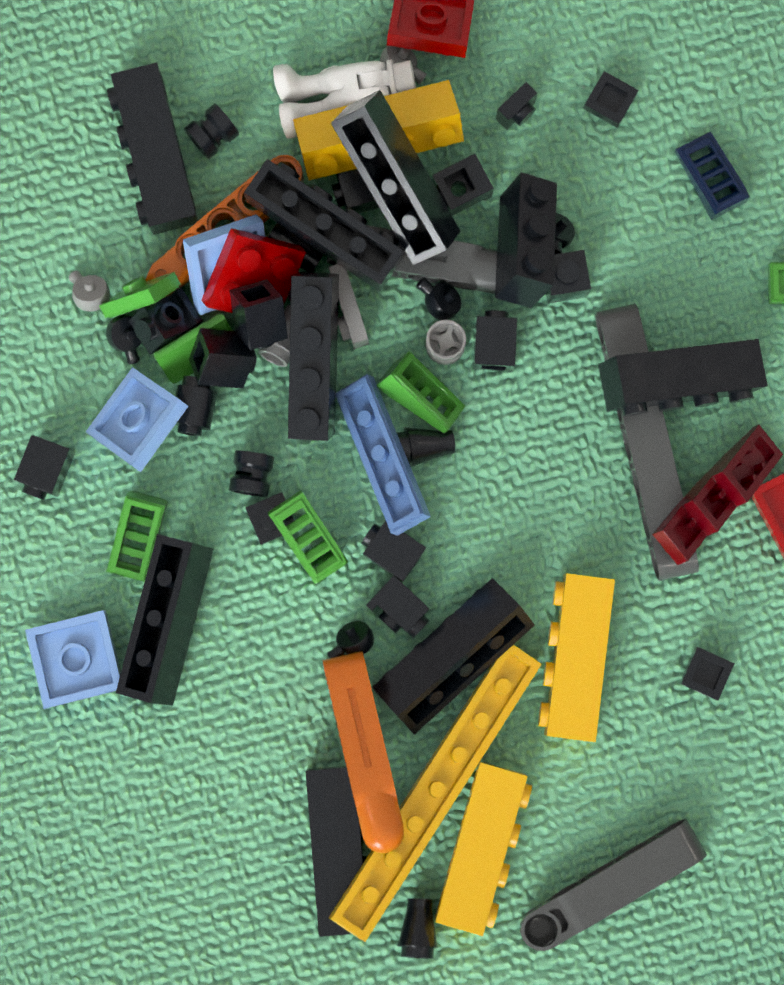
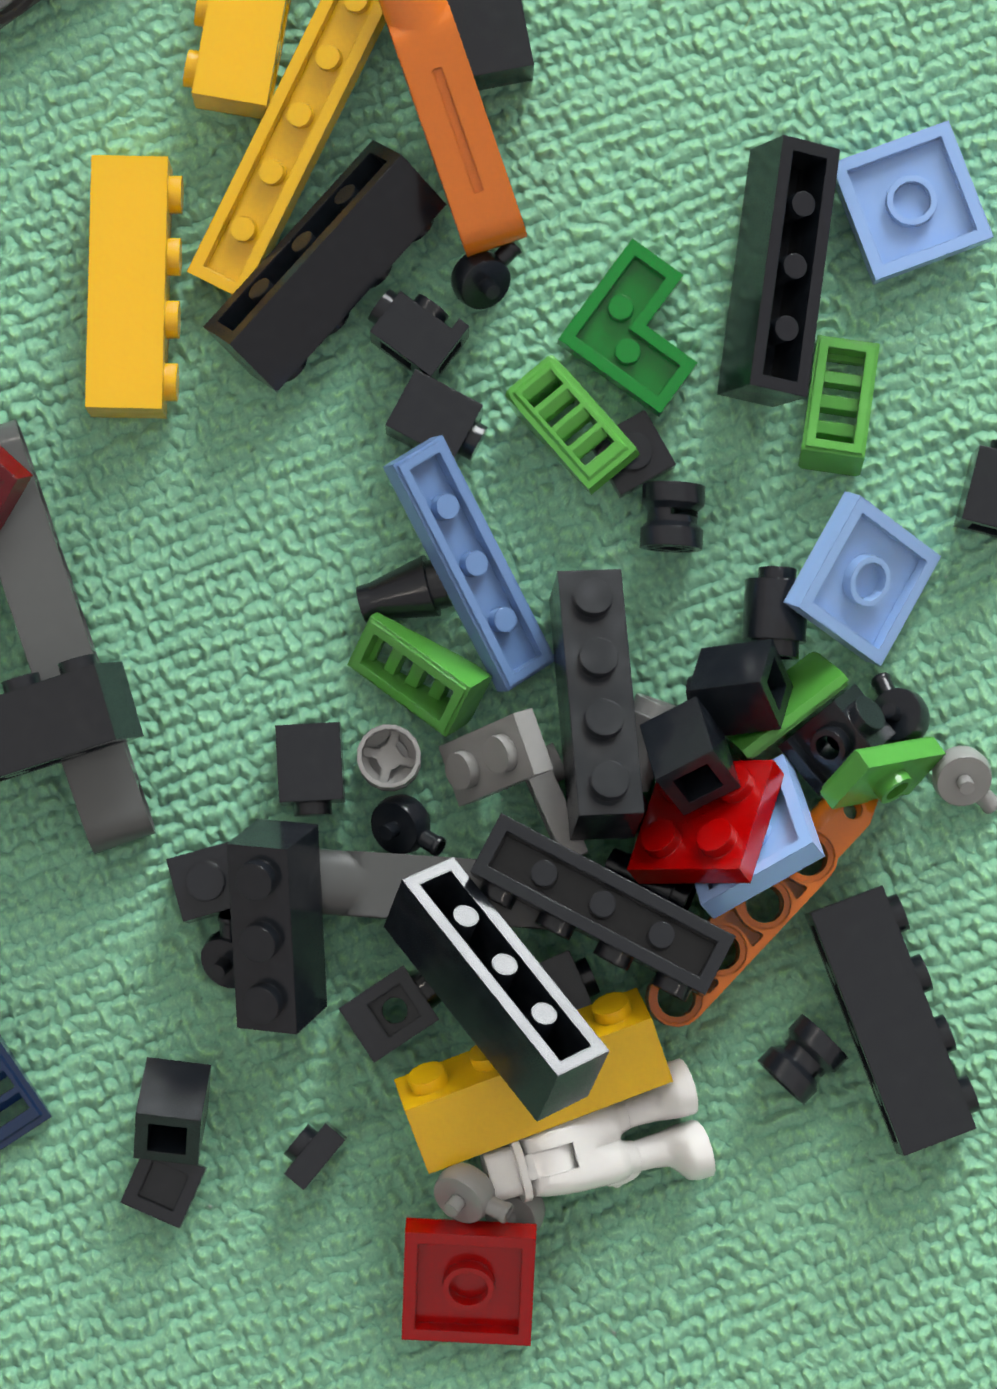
camera: 165 degrees right, 0 degrees up
(273, 592) = (614, 333): none -> green plate
(379, 331) = (495, 757): none -> light grey plate
(425, 64) = (469, 1195): none -> light grey piece
(601, 140) = (172, 1111): none -> black brick

